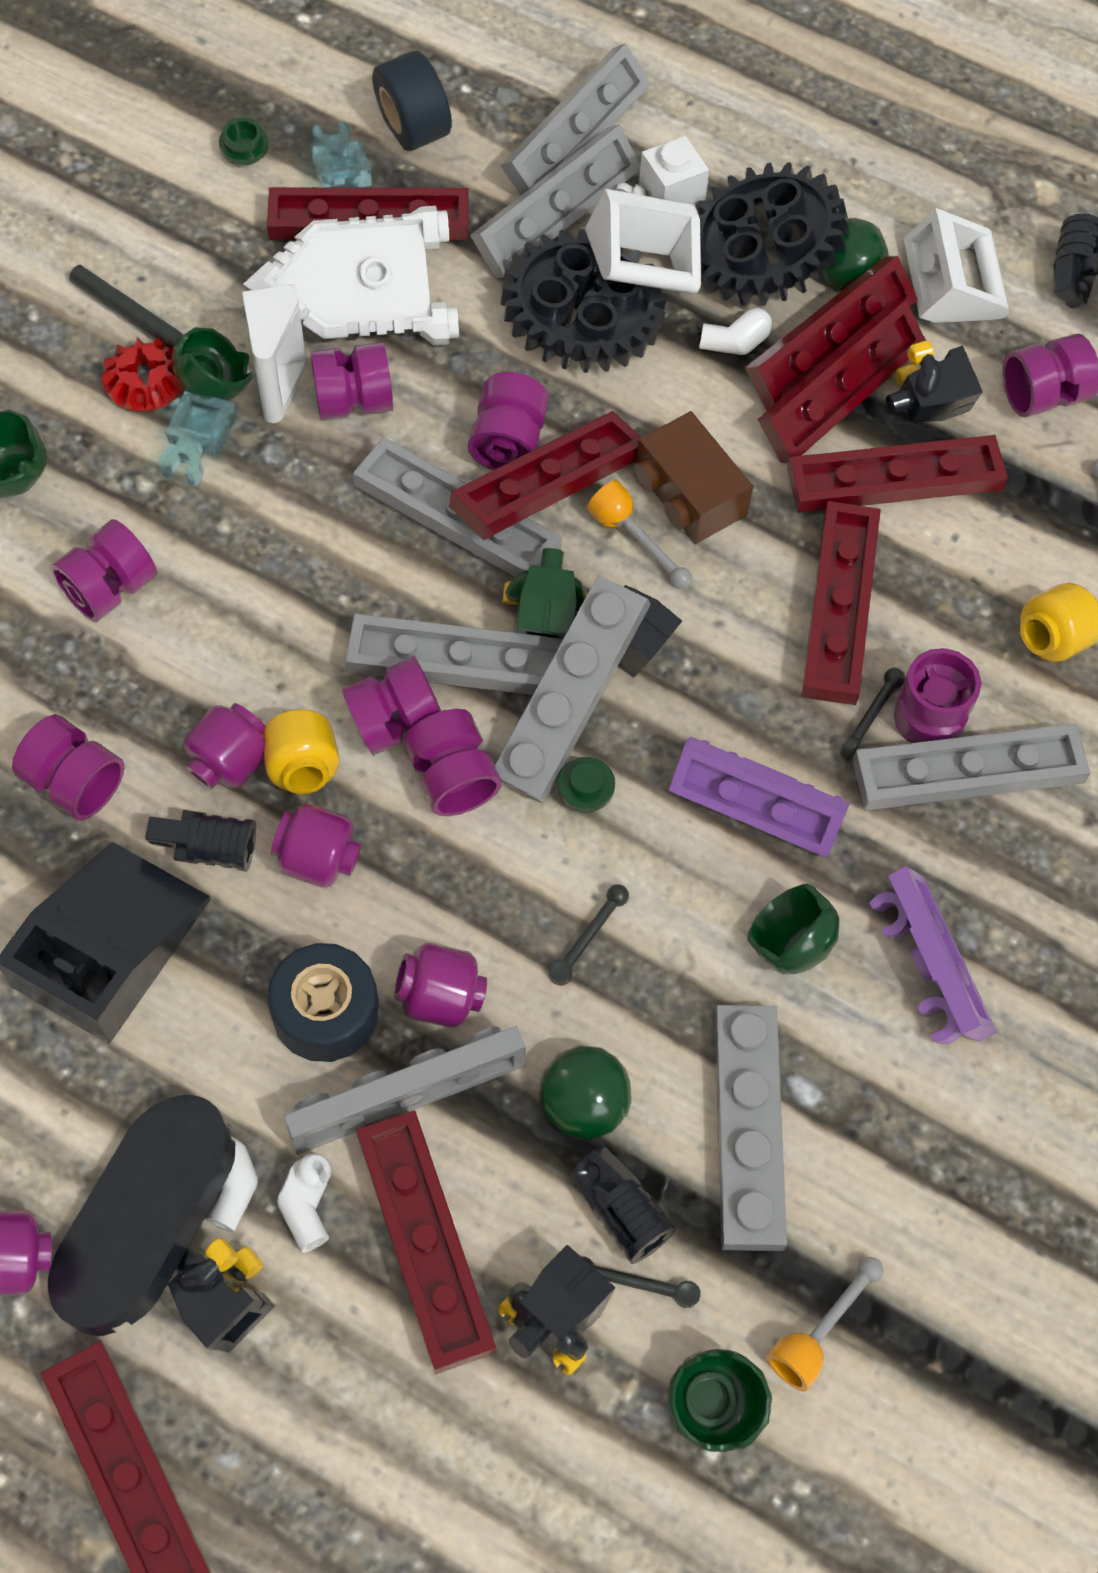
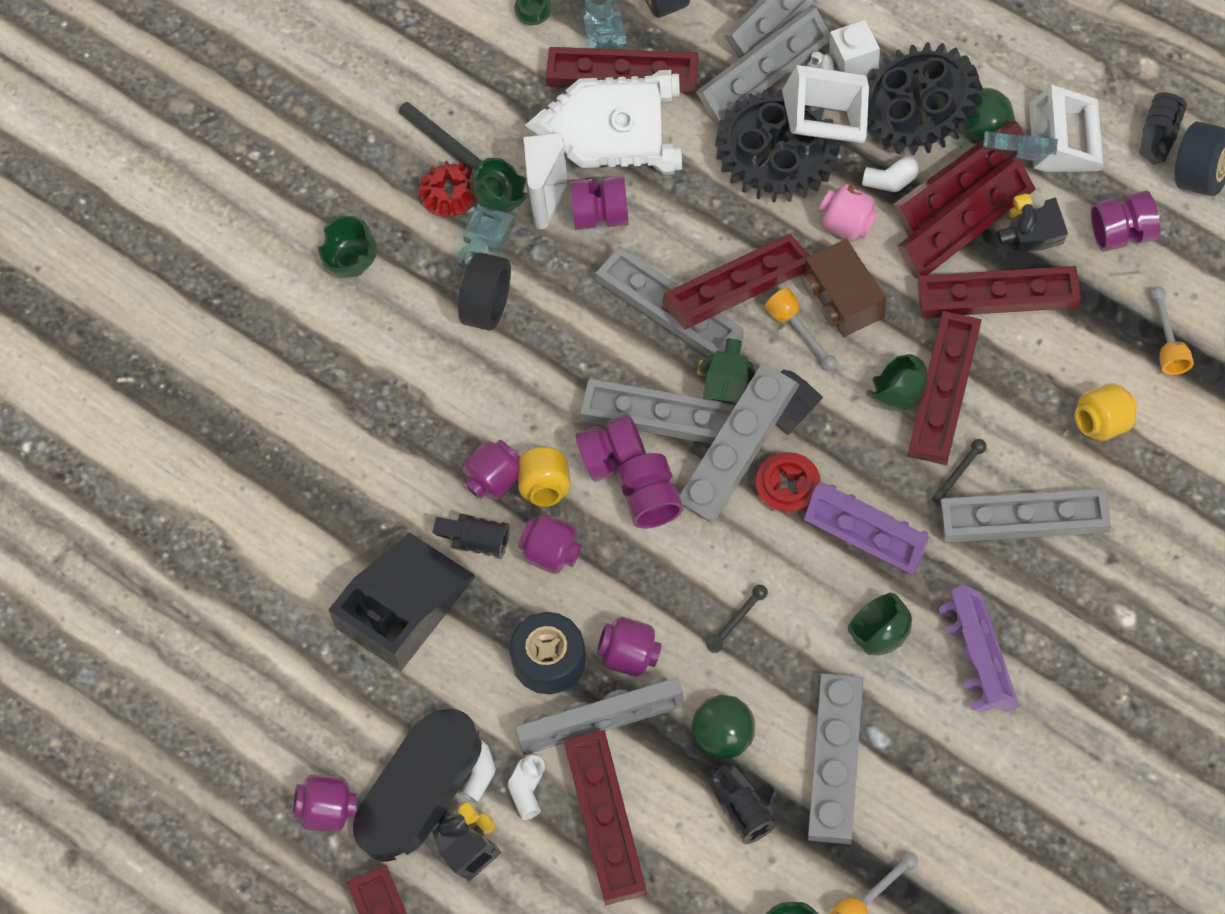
camera: 15 degrees right, 0 degrees up
(76, 770) = (388, 482): magenta wheel -> none
(108, 567) = (413, 337): magenta wheel -> none
(200, 502) = (484, 291): none -> black tyre
(508, 419) = (711, 238): magenta wheel -> none
(557, 1309) = (690, 868): black piece -> none
(586, 784) = (744, 511): dark green plate -> none
(645, 719) = (792, 467): none -> red gear
(685, 1294) = (779, 867): pearl dark grey hinge -> none
(687, 380) = (848, 212): none -> bright pink head
(782, 598) = (900, 383): none -> dark green hair
(913, 283) = (1027, 146): none -> clear light blue plate
(937, 696) = (1004, 463): magenta wheel -> none

